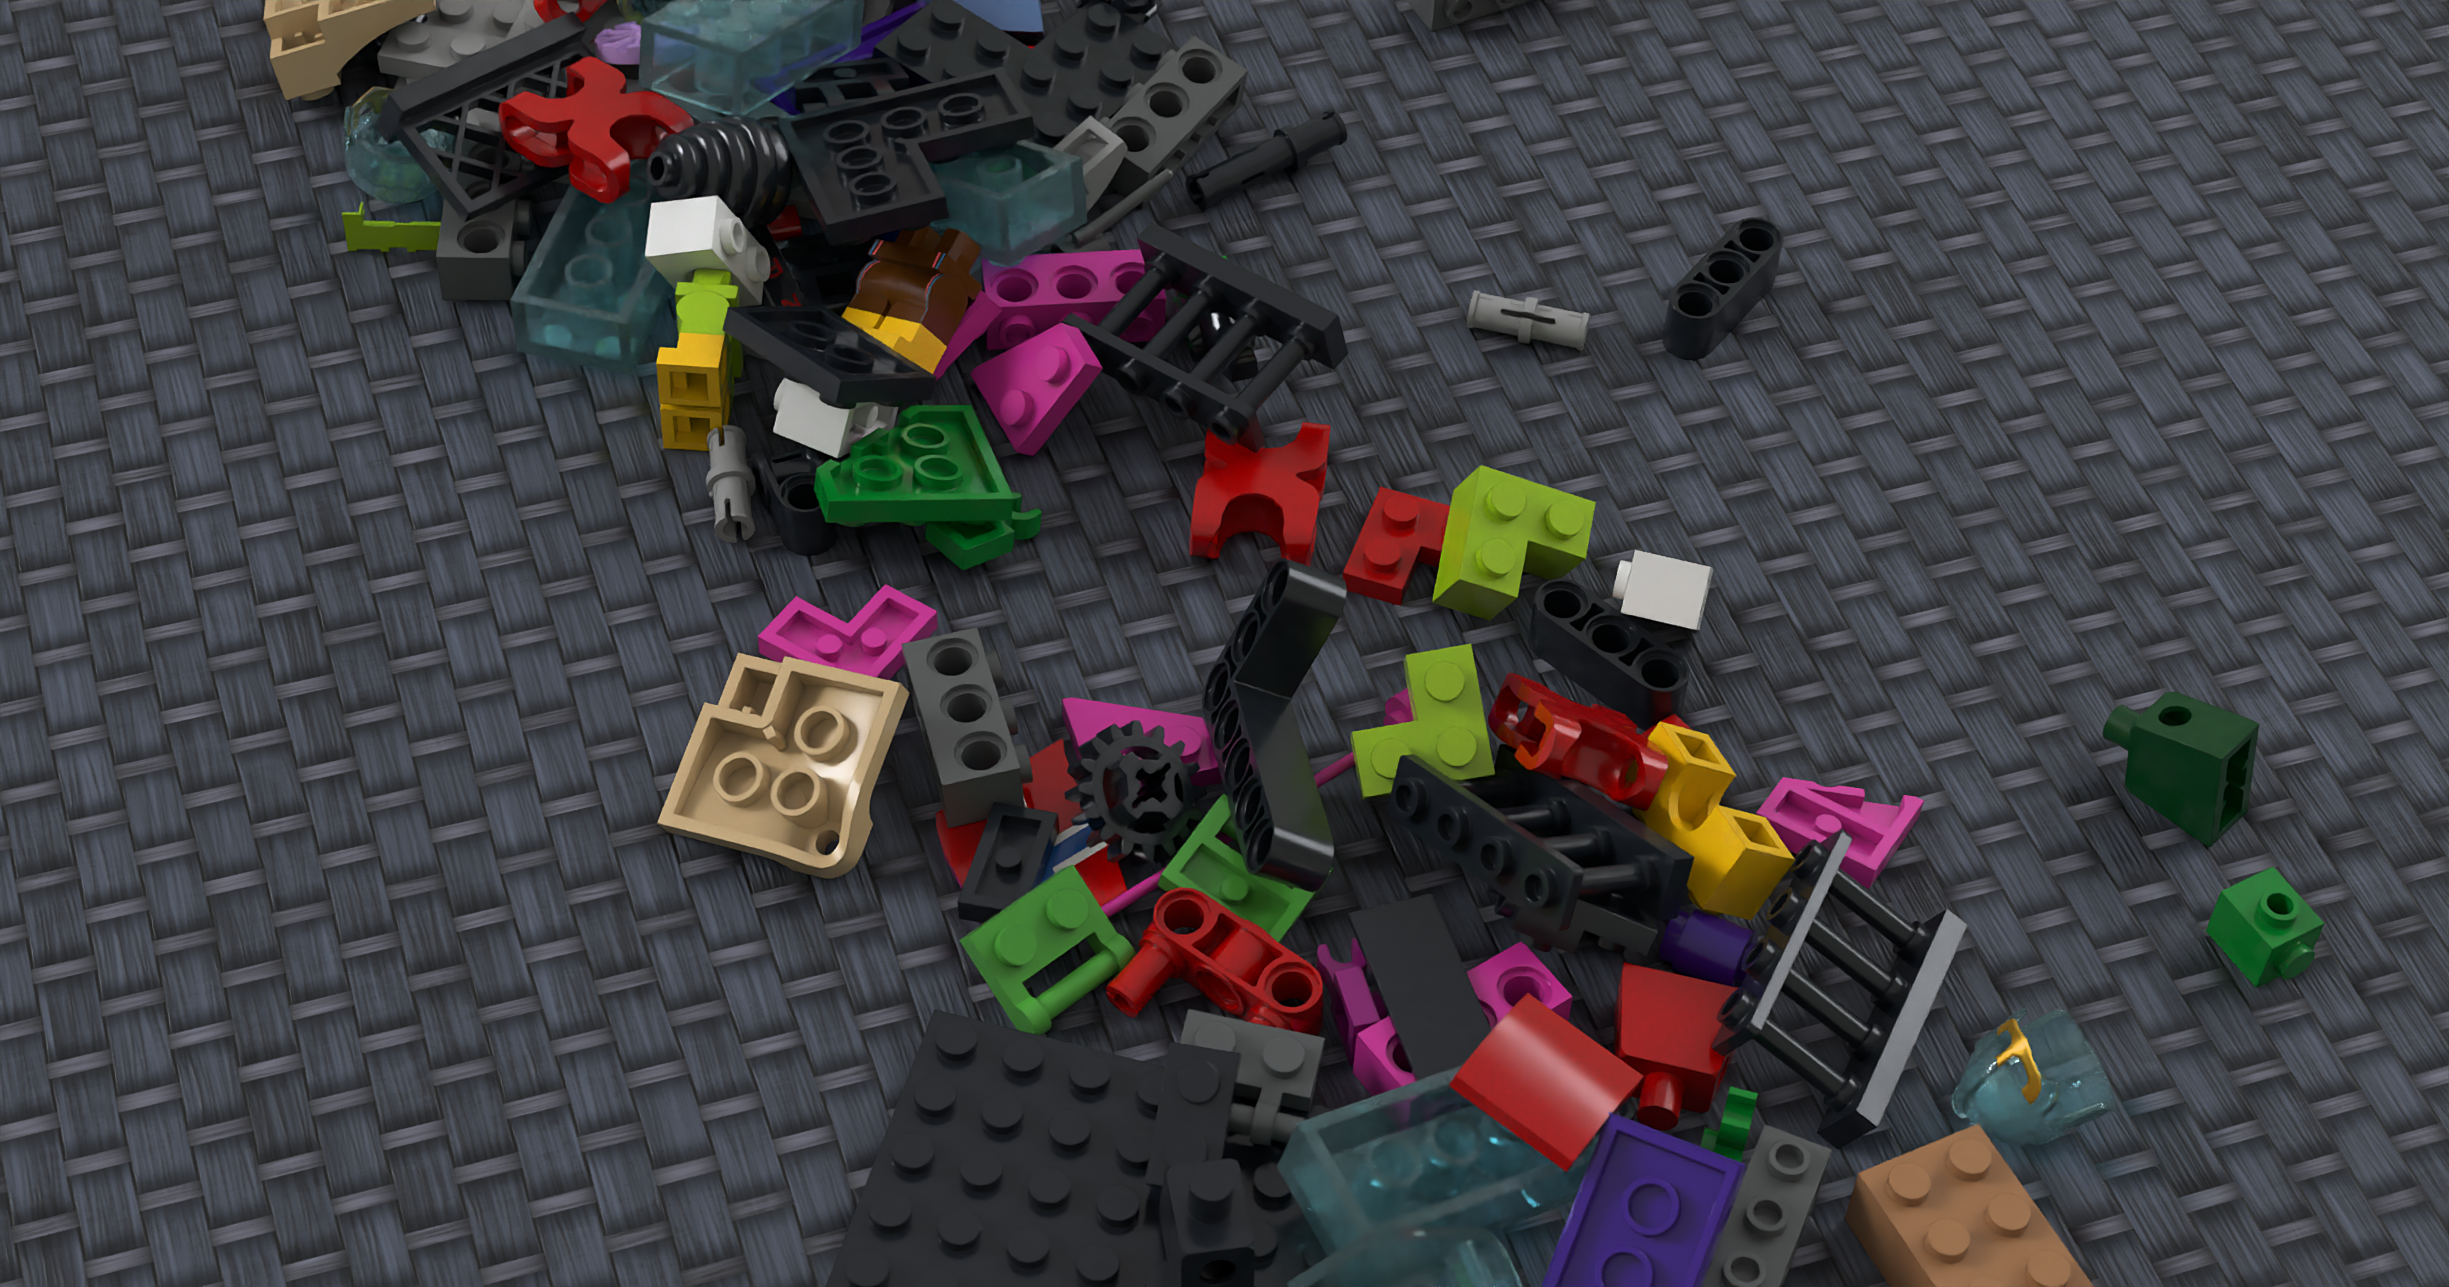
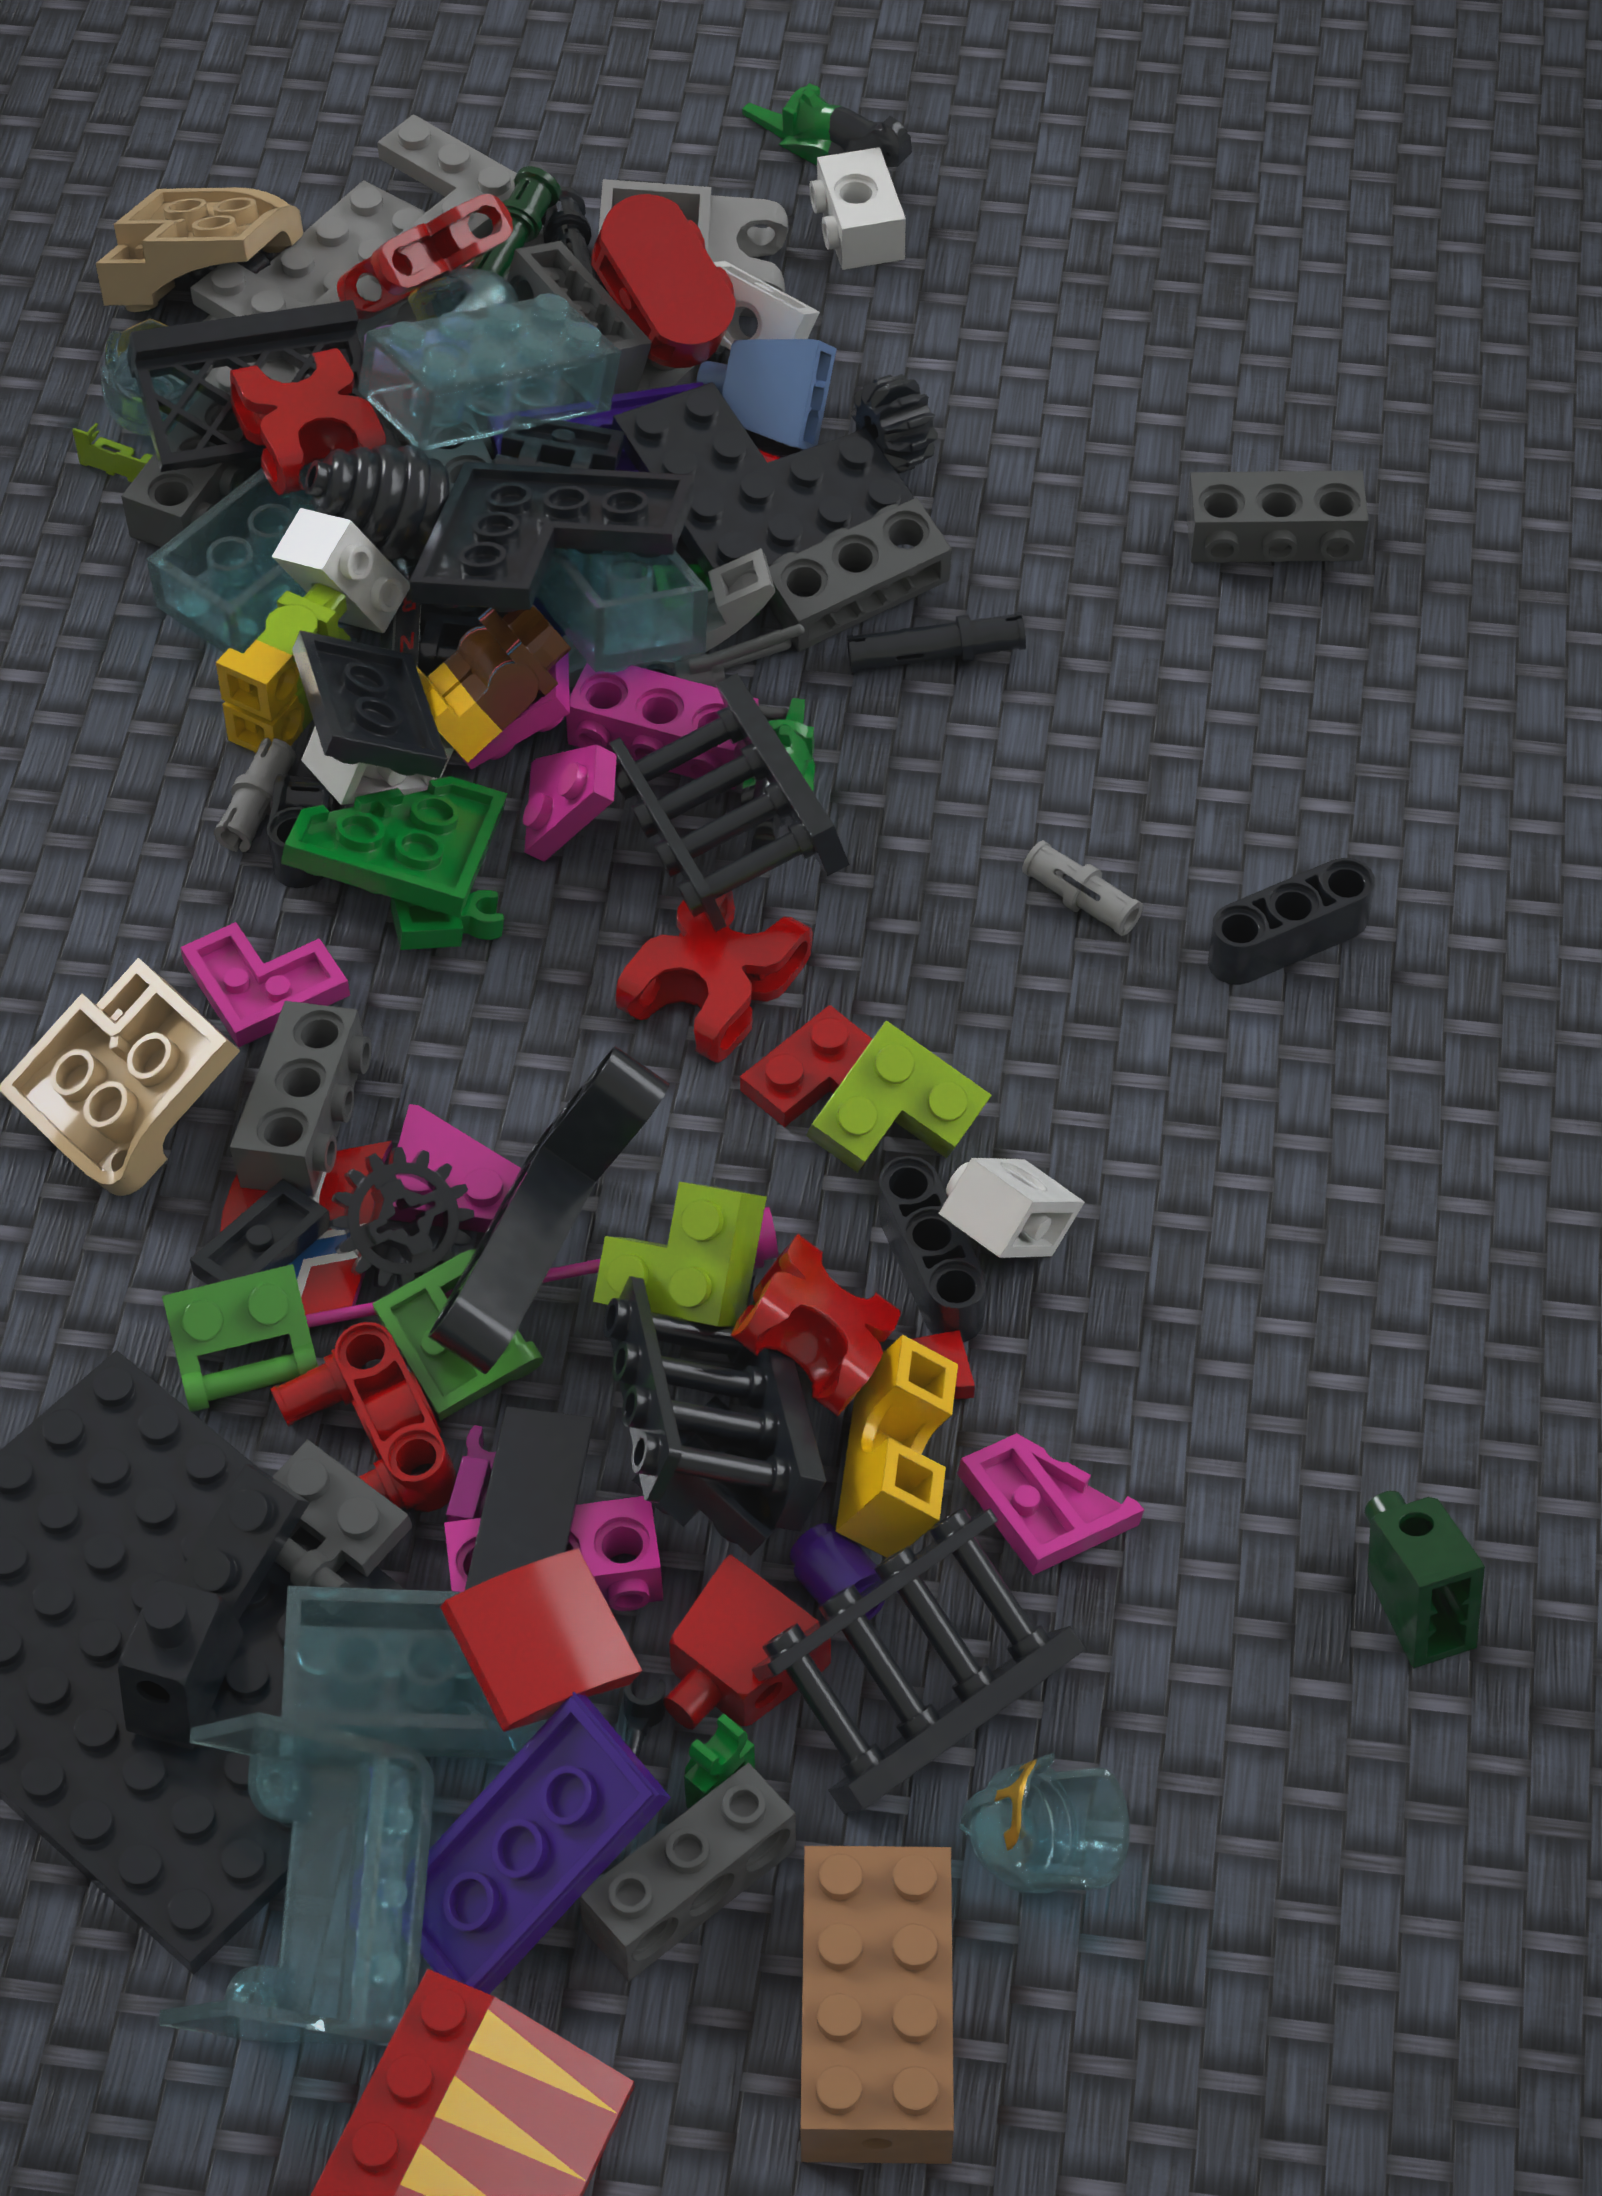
camera: 30 degrees right, 5 degrees up
(2265, 928) = (1396, 1772): green brick -> none

